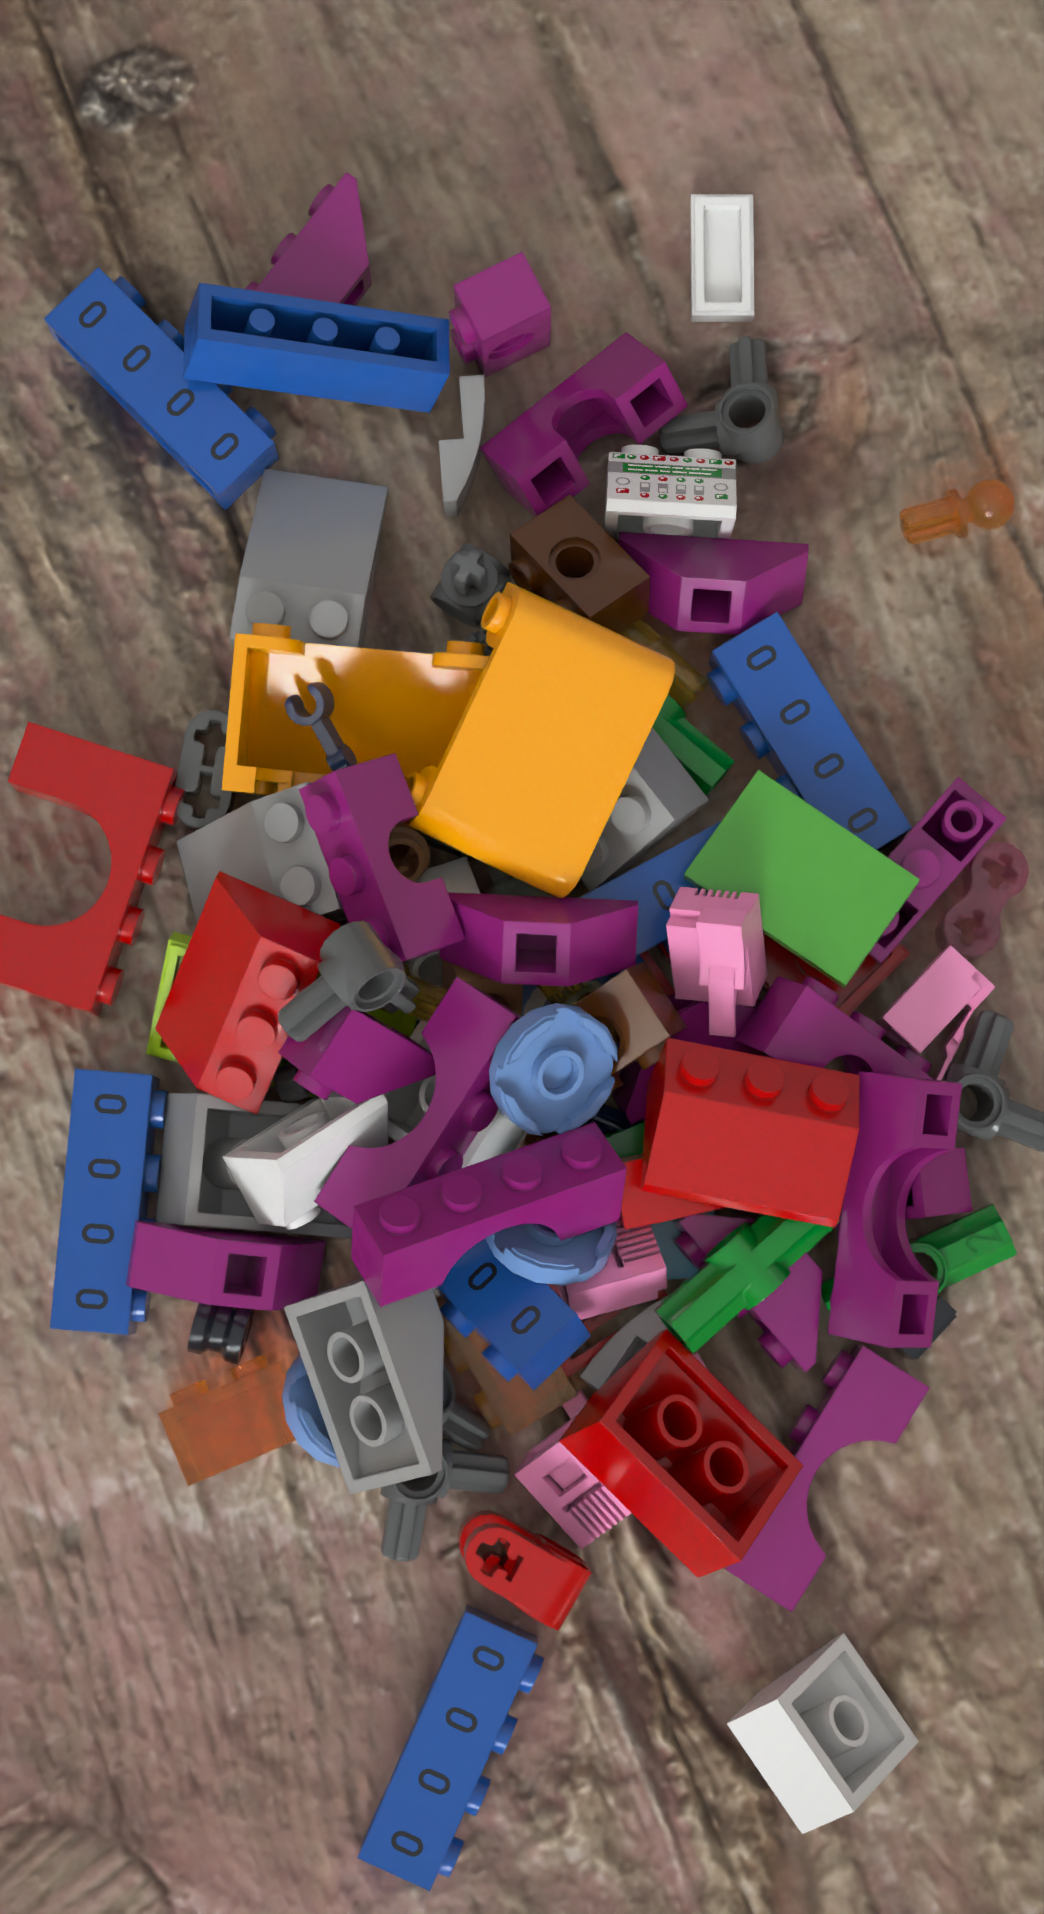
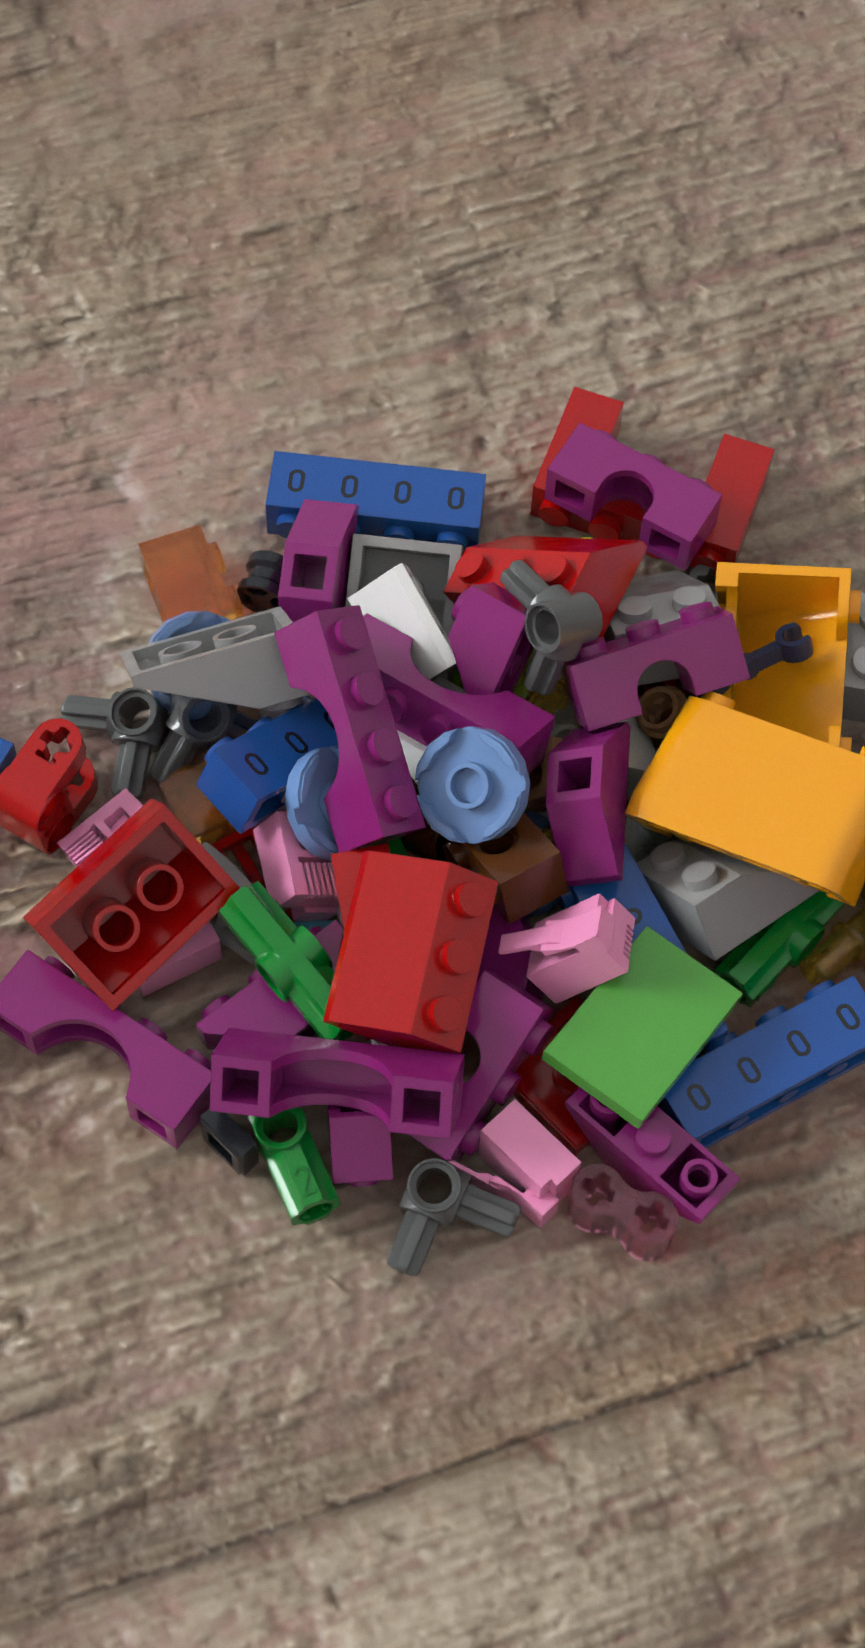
camera: 90 degrees right, 20 degrees down
(134, 837) = (599, 469): none -> magenta arch

